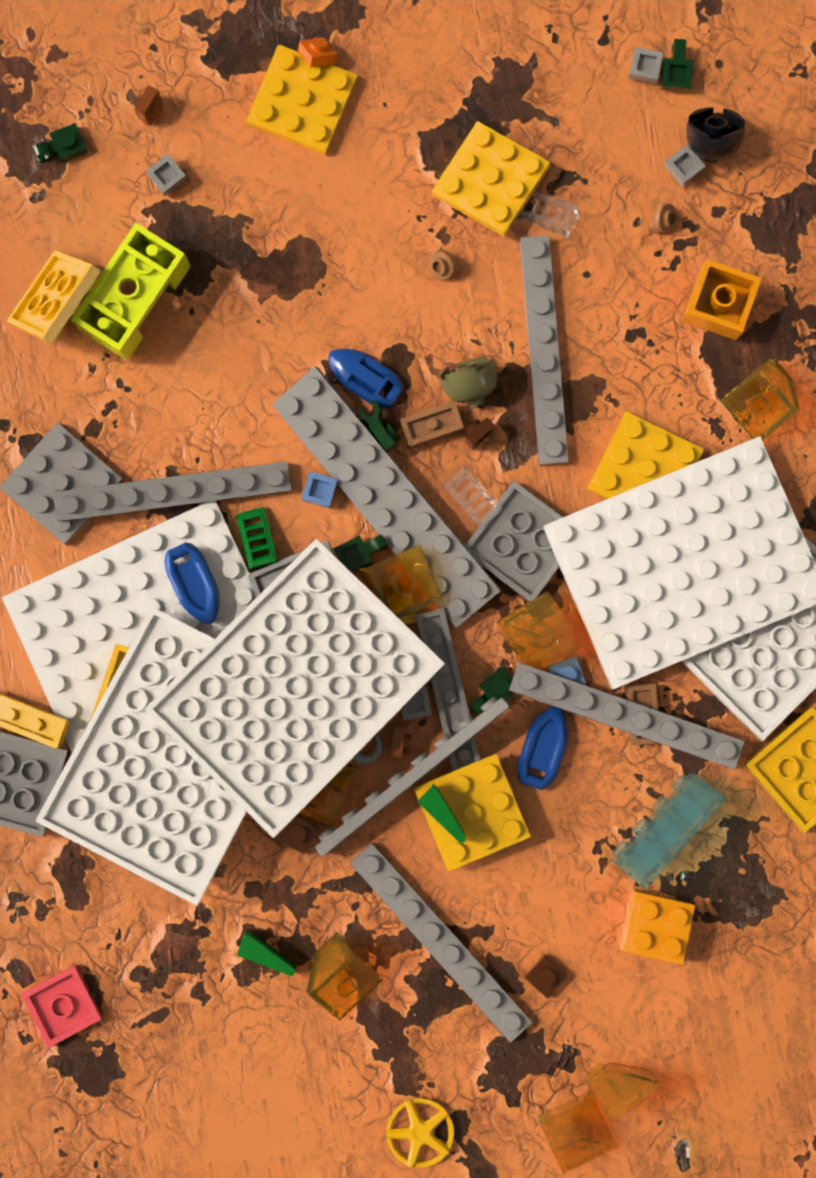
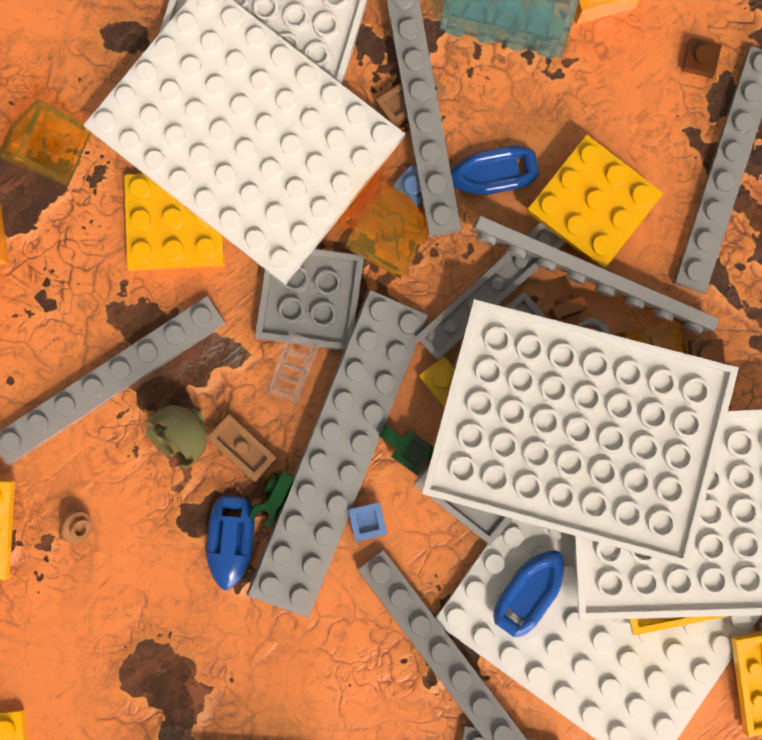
camera: 120 degrees left, 0 degrees up
(263, 561) = (460, 530): green slope -> none
(402, 581) = (414, 389): clear yellow slope -> none
(438, 808) = (613, 234): green slope -> none
(478, 432) = (225, 398): reddish brown plate -> none
(494, 686) = (465, 246): dark green plate -> none

